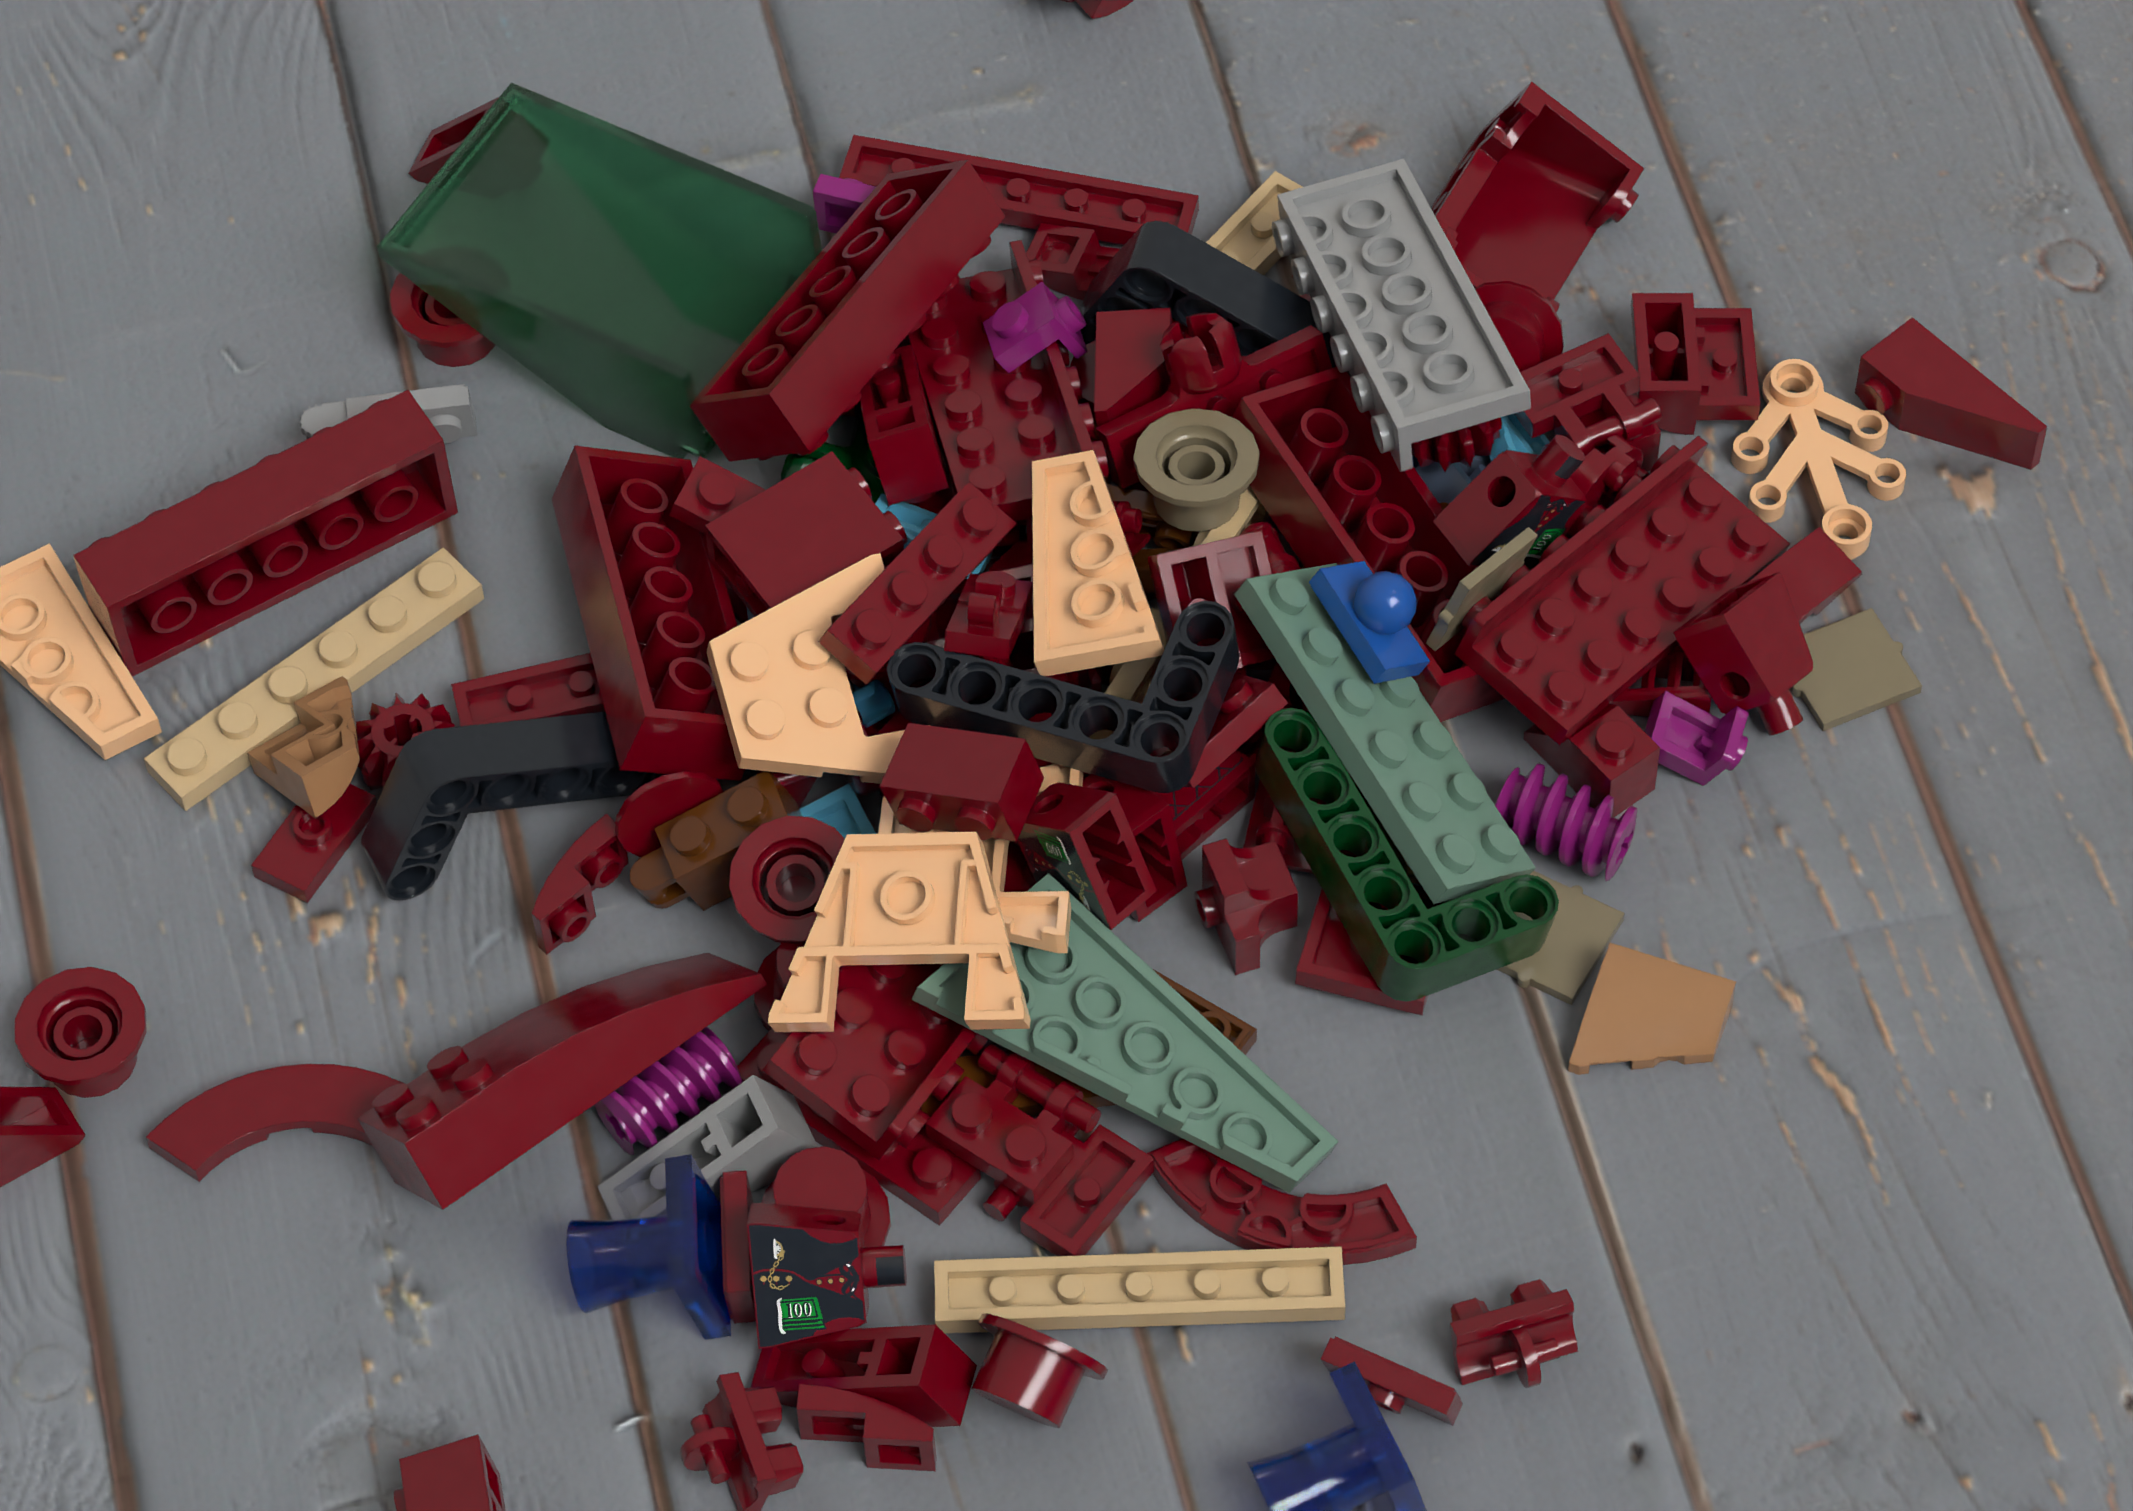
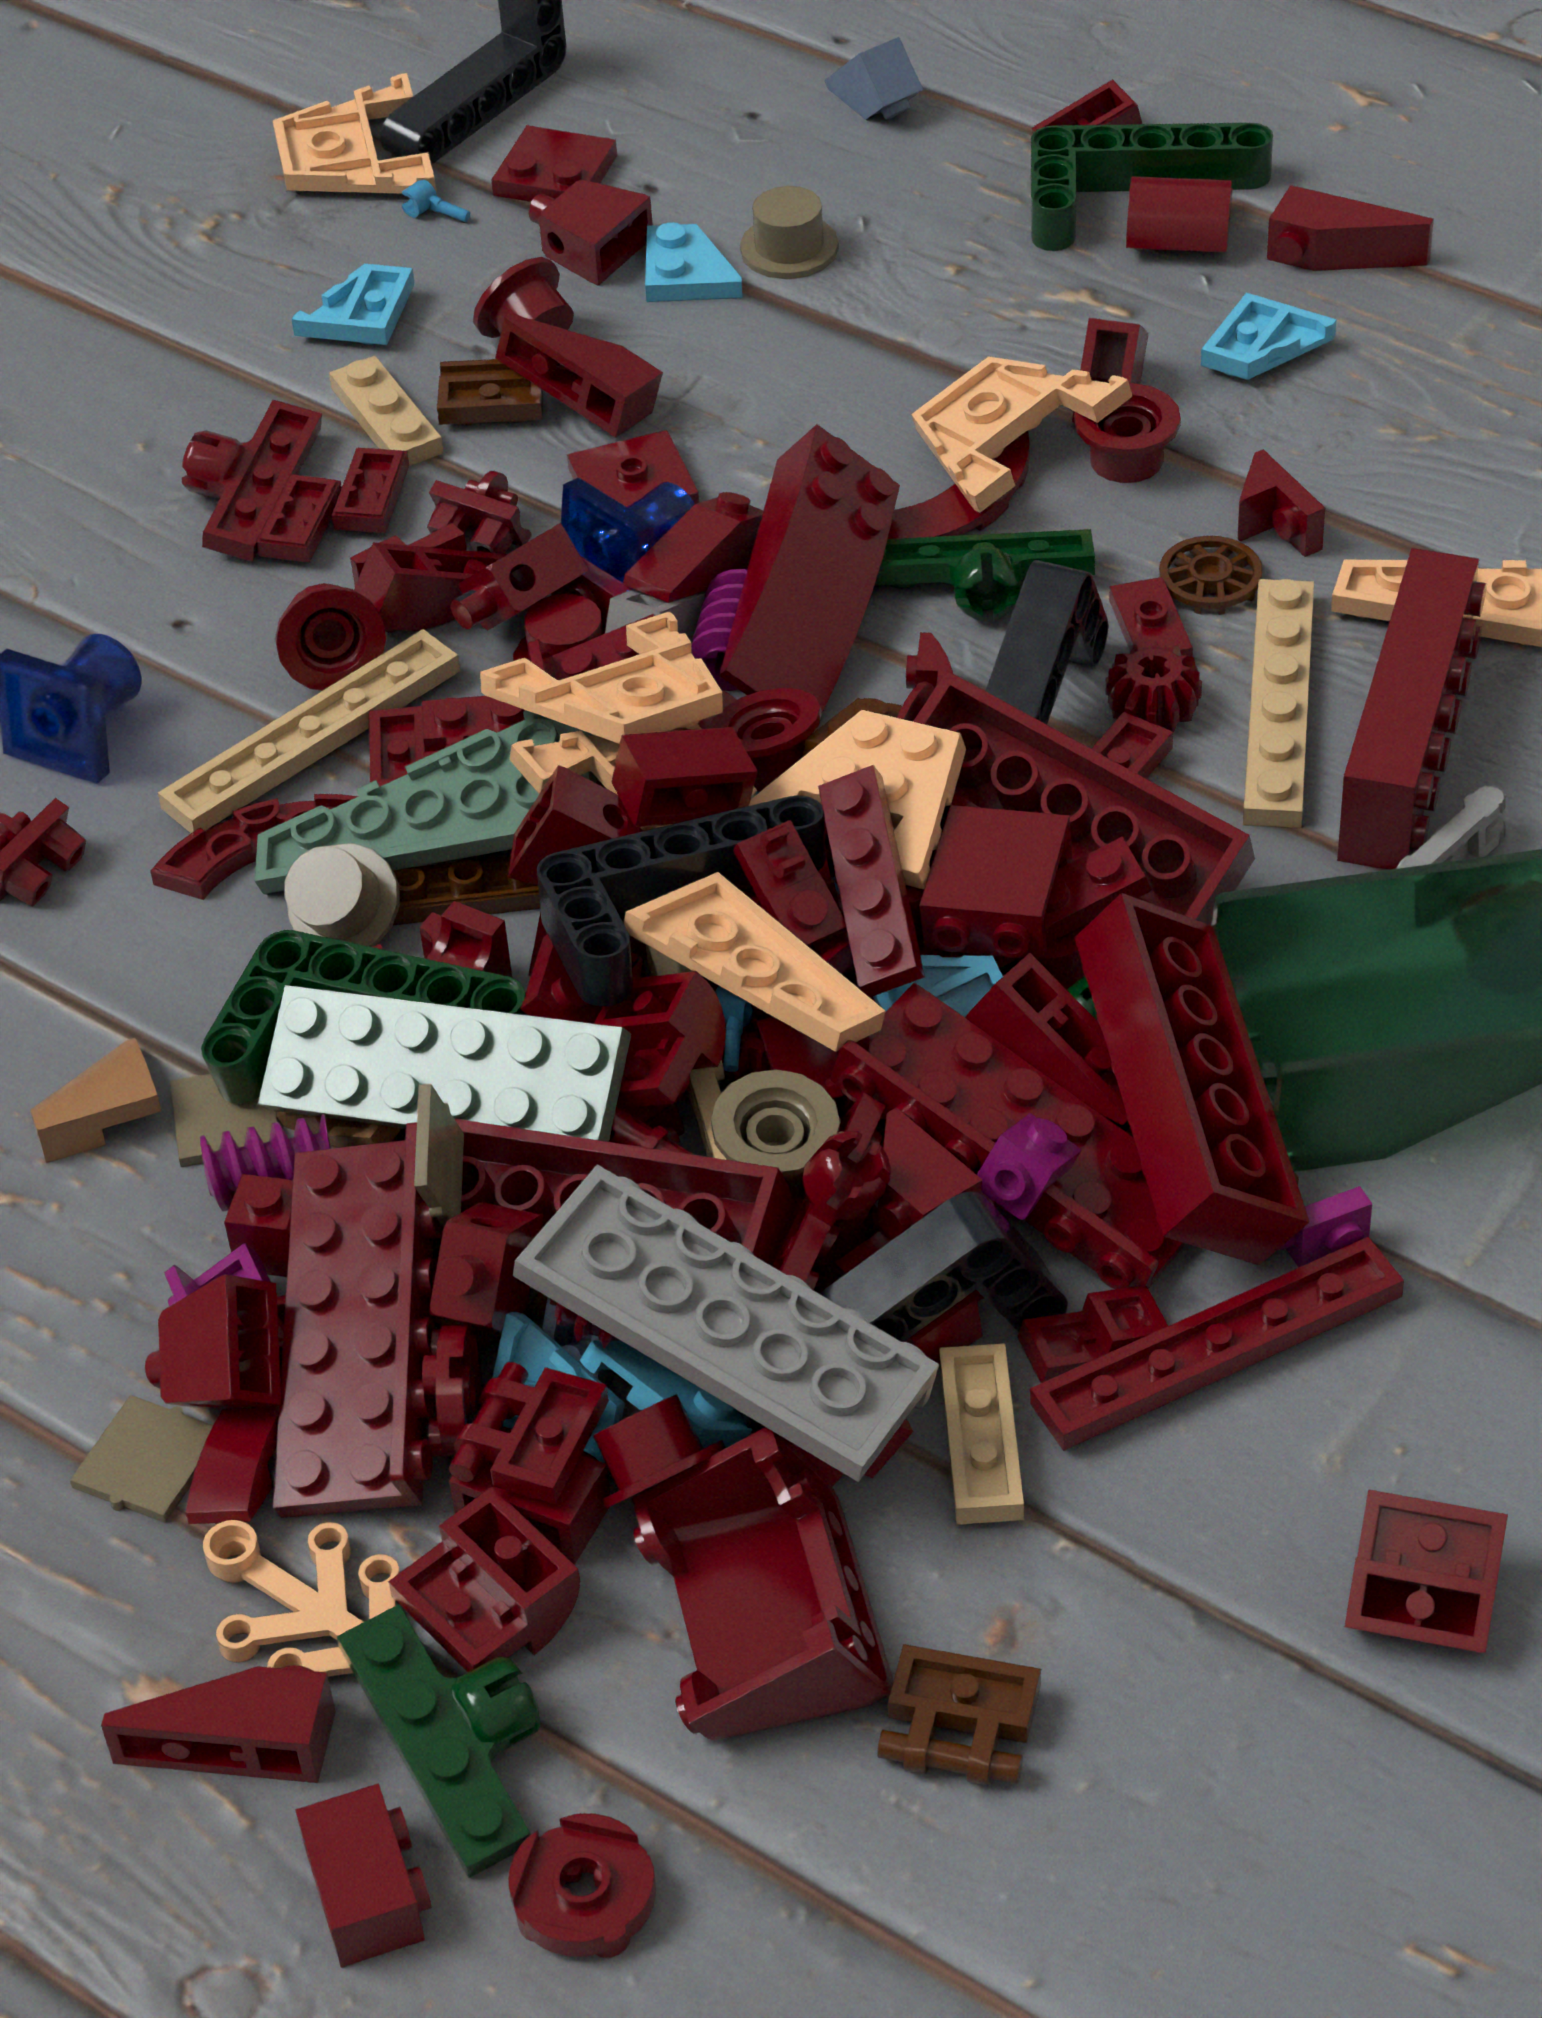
camera: 140 degrees right, 10 degrees down
(68, 862) = (1280, 502): none -> dark red slope
(178, 1150) = (994, 407): none -> light nougat wing
(199, 852) = (1211, 573): none -> reddish brown wheel
(318, 756) = (1213, 639): medium nougat slope -> none
(367, 994) = (983, 566): none -> dark green plate
(545, 1395) = (633, 467): none -> dark red plate
(618, 1168) = (701, 545): none -> dark red slope
(1292, 1037) = (342, 894): none -> piece
(1373, 618) = (513, 1093): blue tile -> none
(1393, 1383) = (92, 777): dark red plate -> none
(1438, 97) = (964, 1696): none -> reddish brown plate
(1787, 180) = (588, 1923): none -> dark red plate
(1799, 291) = (448, 1732): none -> dark green plate
(1932, 245) = (362, 1875): none -> dark red brick

